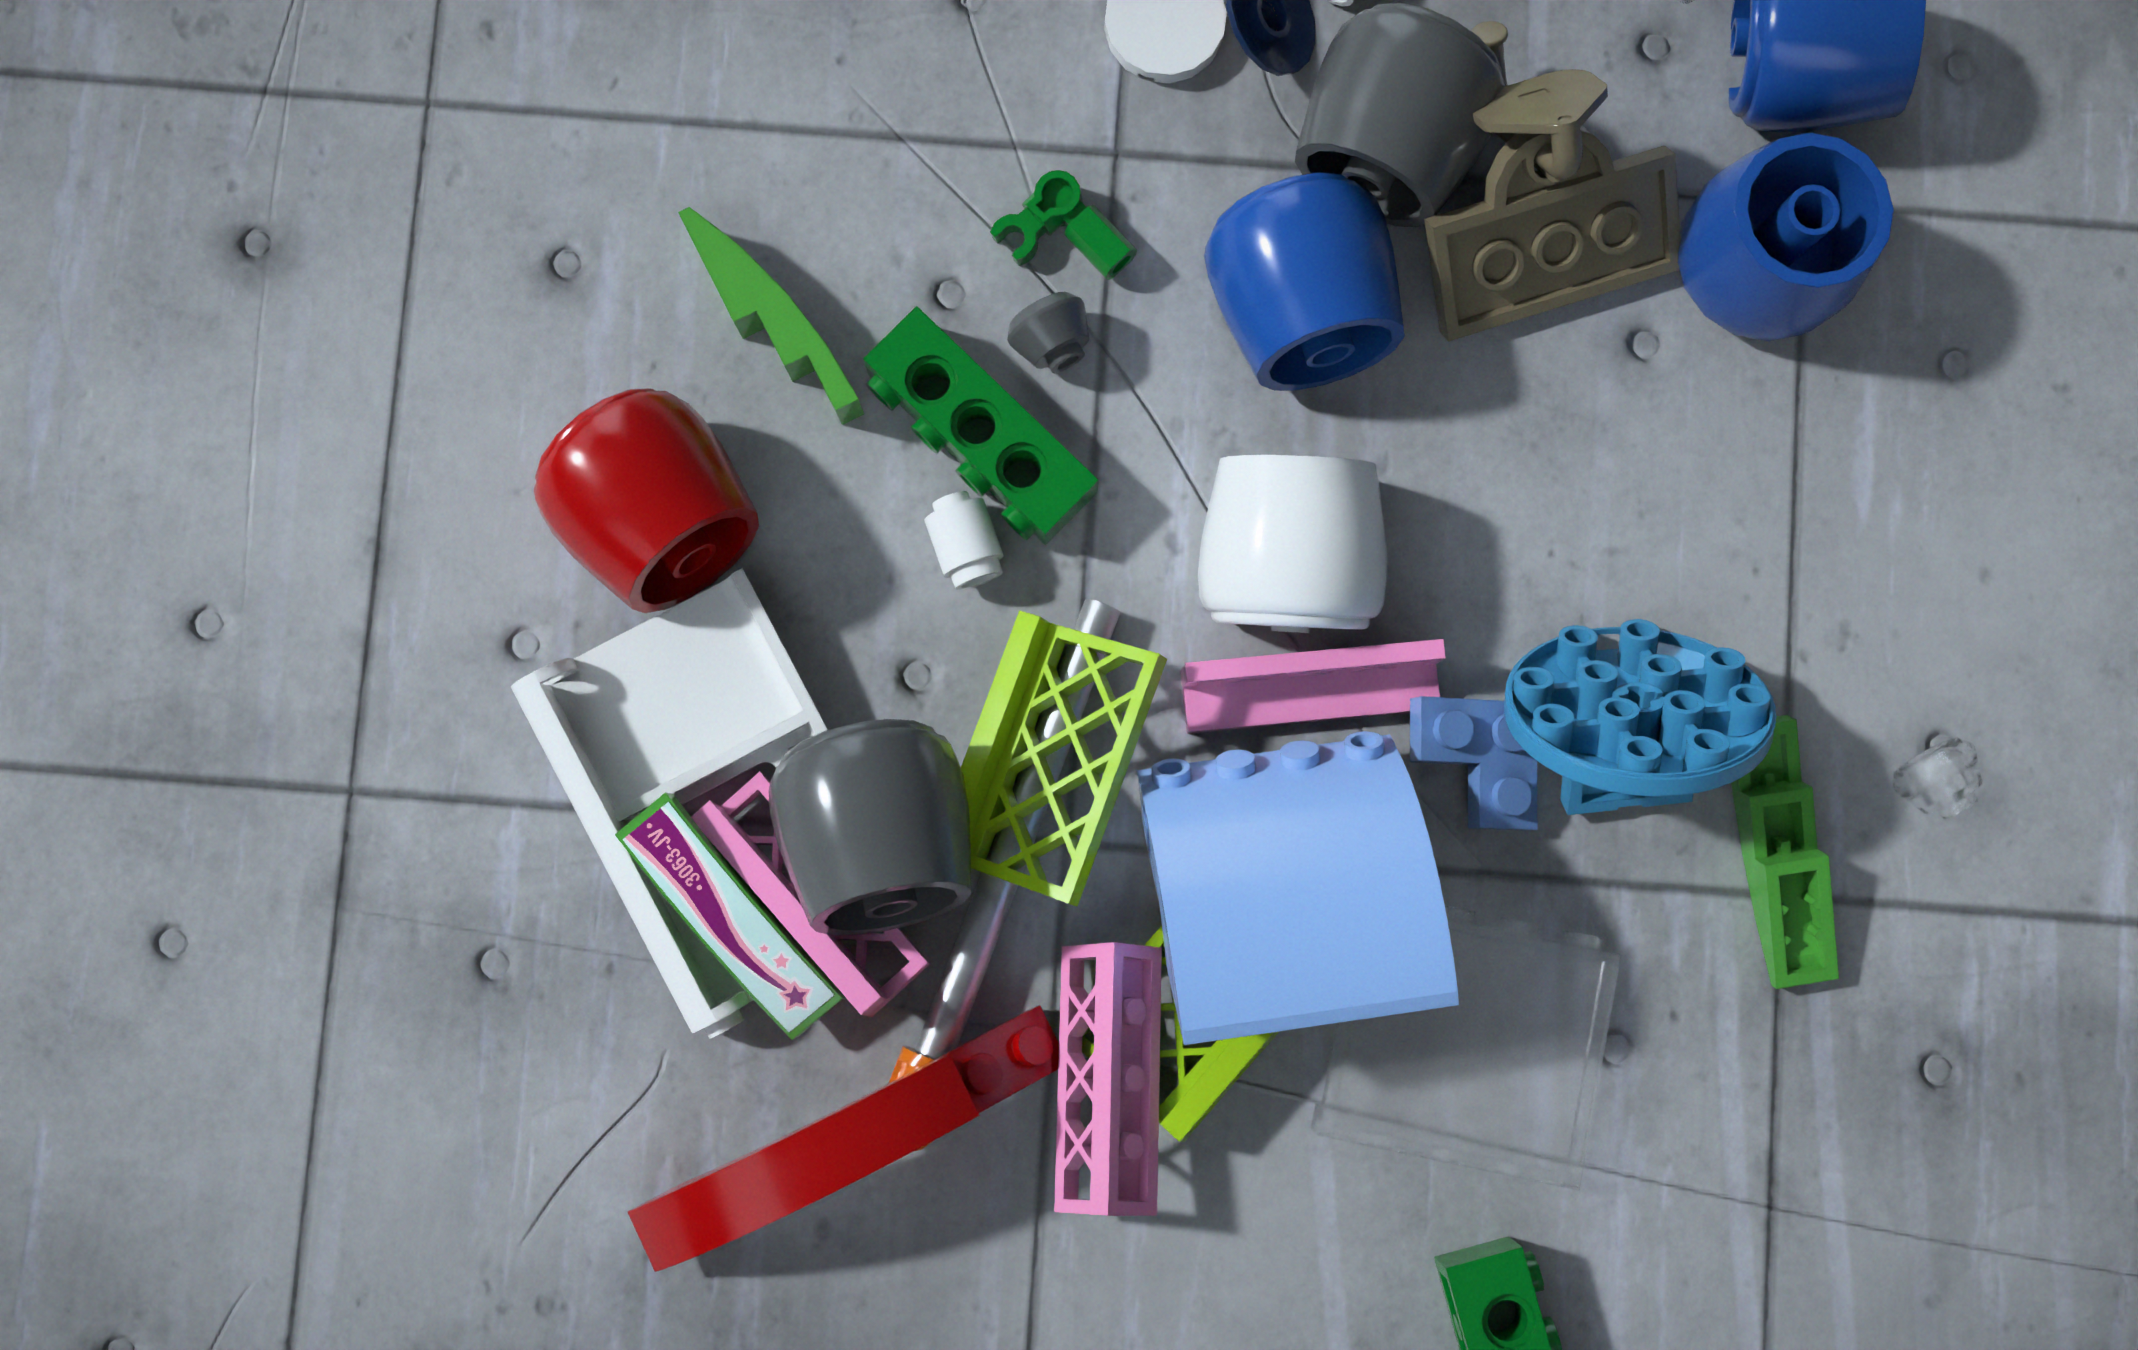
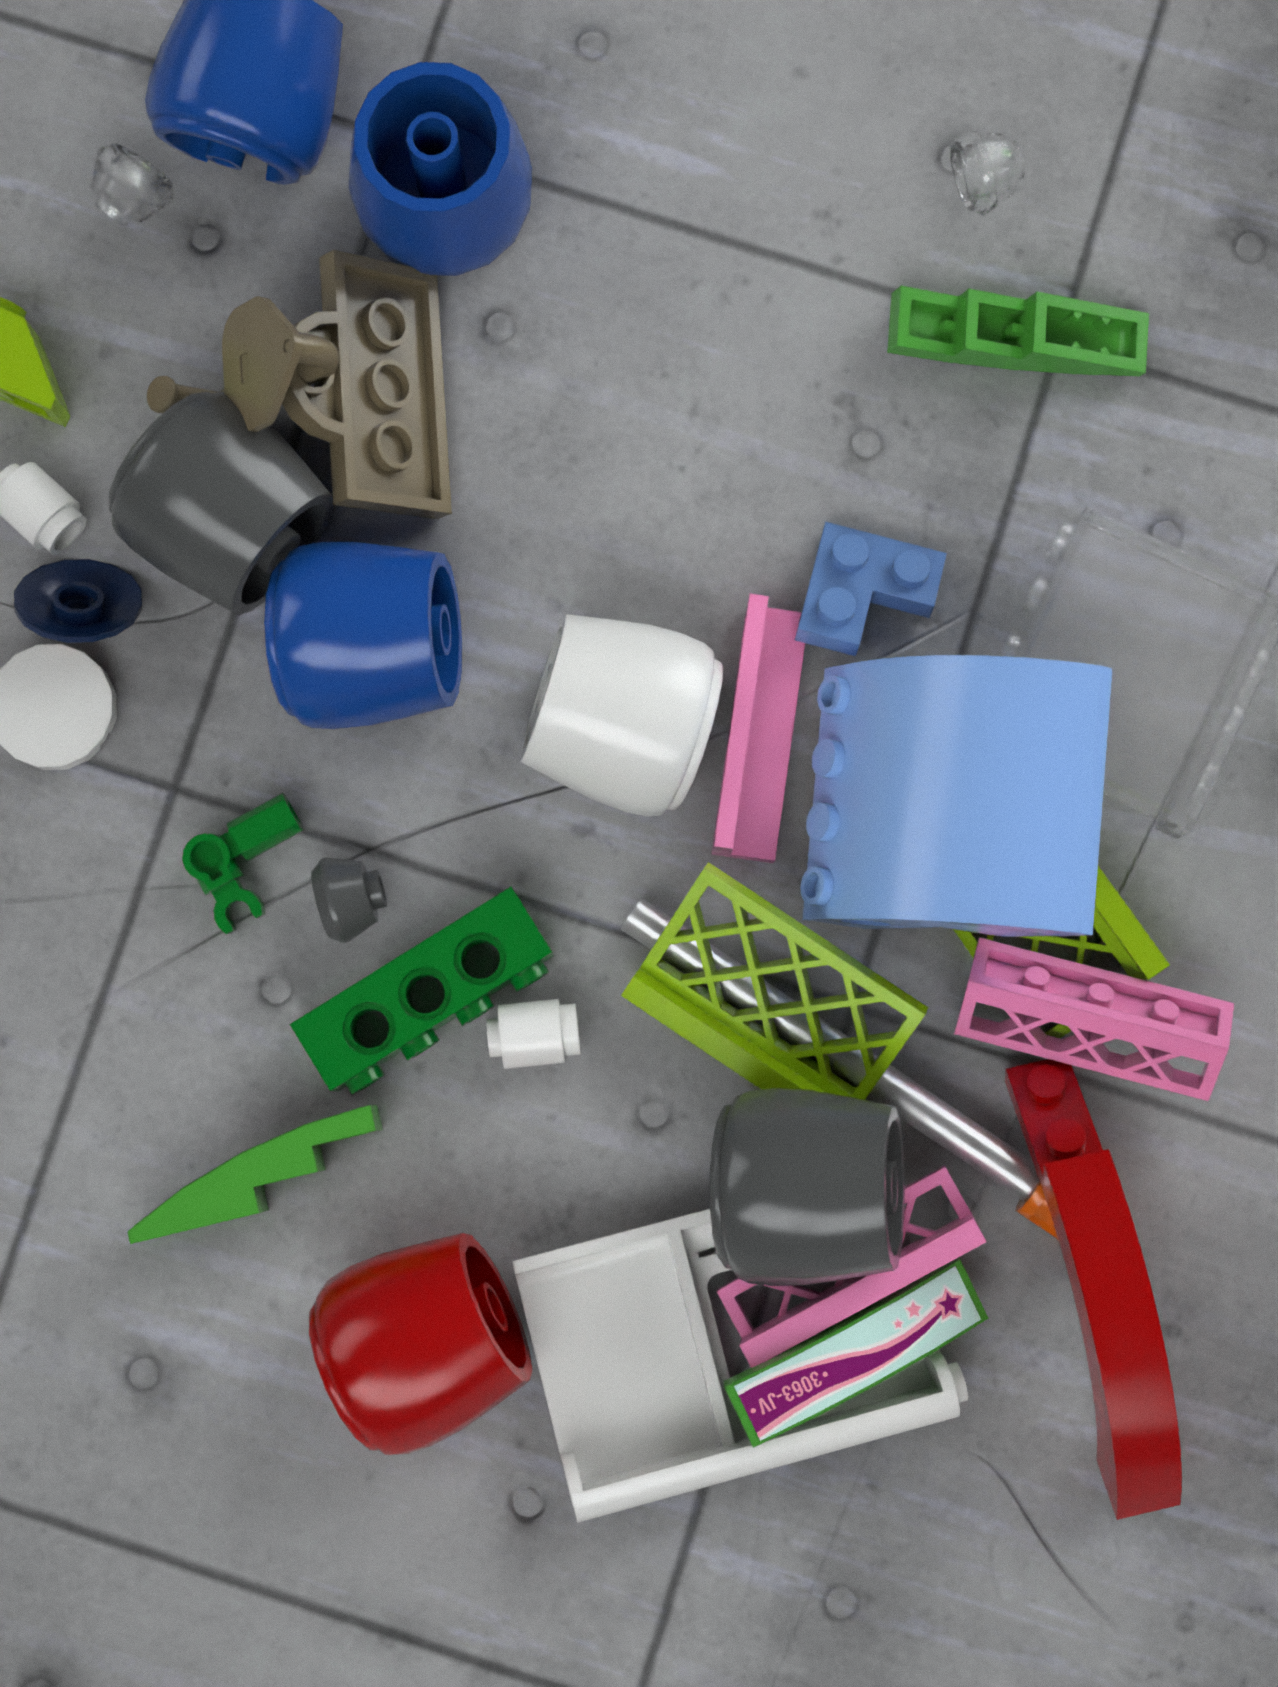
camera: 75 degrees left, 0 degrees up
(1639, 718) = (867, 427): dark azure bracket -> none

